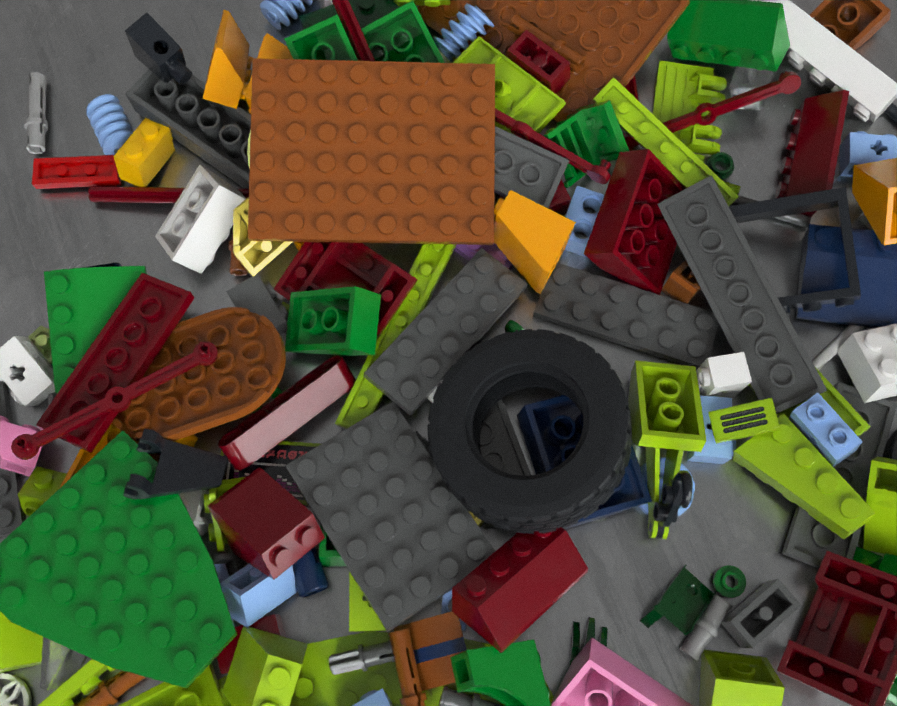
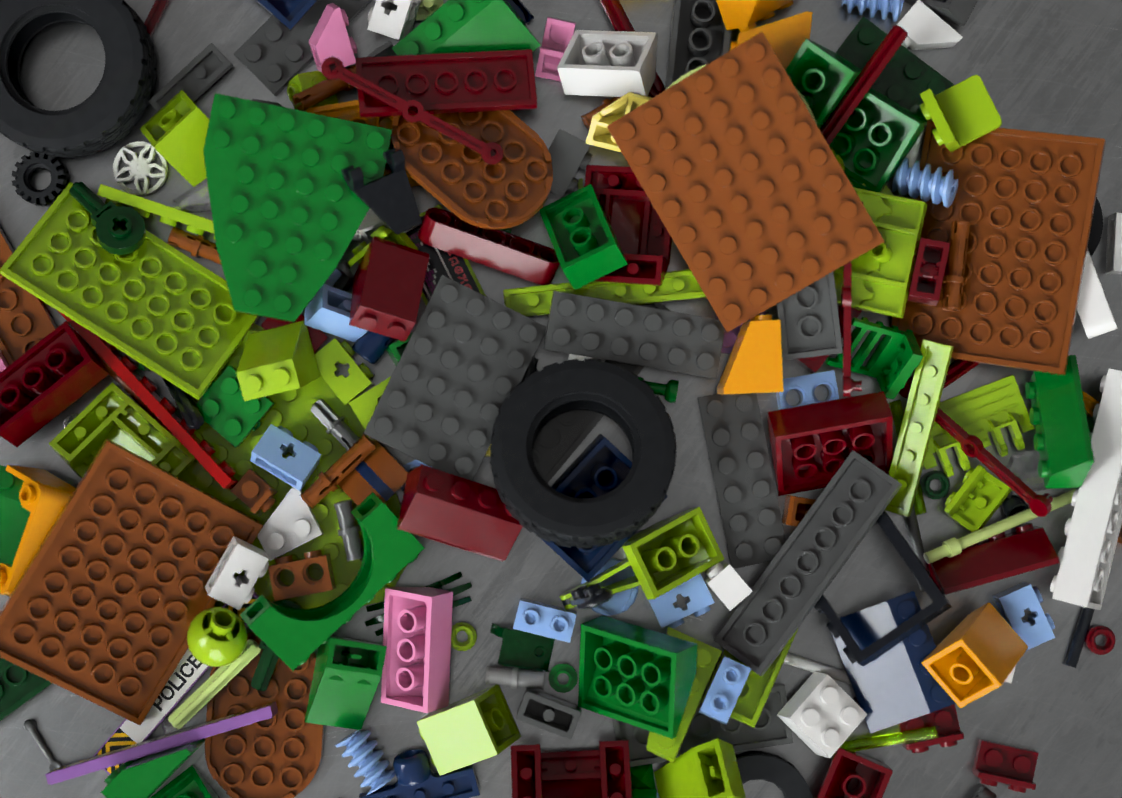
camera: 60 degrees right, 15 degrees up
(53, 456) = (321, 91): none -> dark orange pin
(151, 254) = (554, 43): none -> bright pink slope
(334, 626) = (344, 387): none -> lime brick
(647, 651) = (465, 645): none -> lime plate
(665, 565) = (545, 620): none -> light blue brick
(744, 420) = (696, 621): lime tile -> none
(753, 140) = (976, 499): none -> lime bracket
(769, 504) = (635, 674): none -> green slope
(772, 116) = (1014, 505): none -> black hinge
(787, 169) = (955, 546): none -> yellowish green bar

